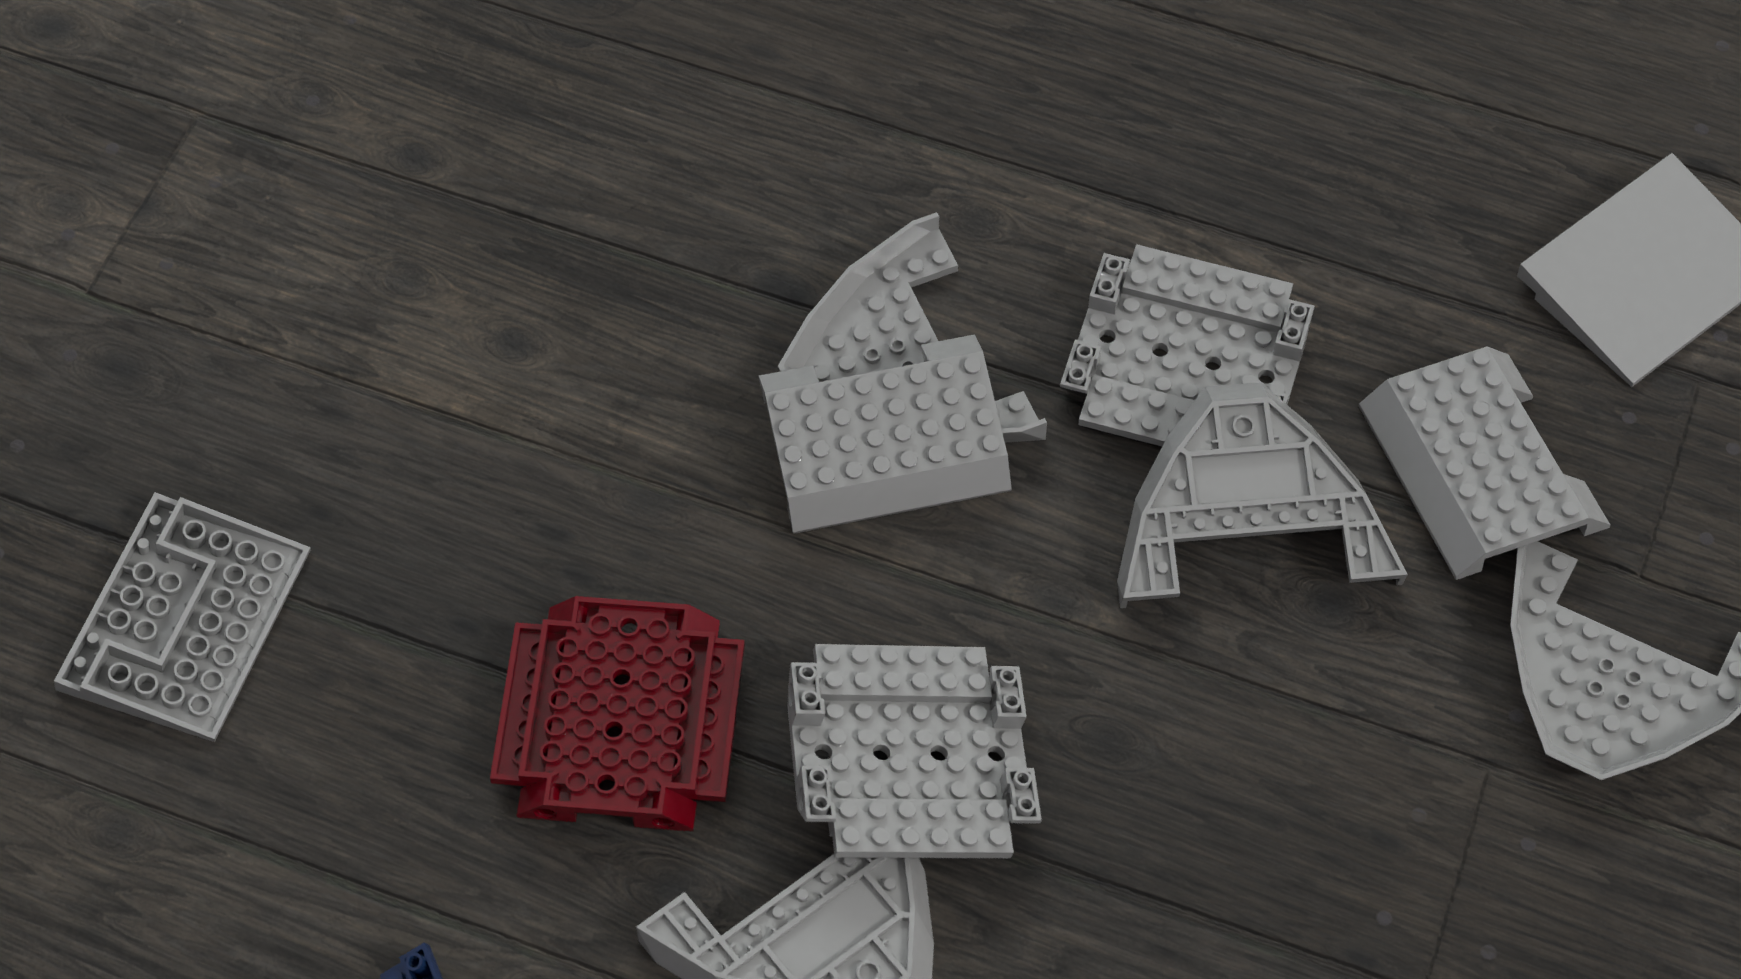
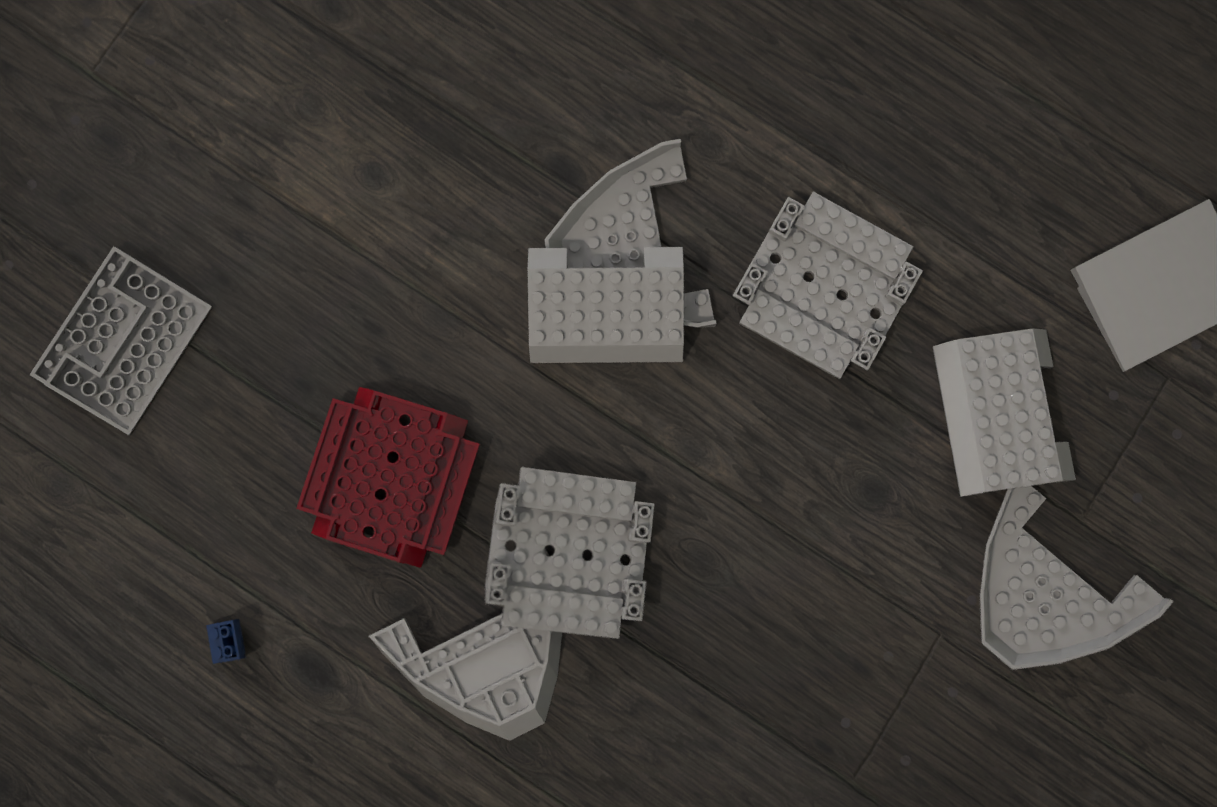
camera: 15 degrees right, 25 degrees up
(1243, 470) = (841, 392): light grey piece -> none

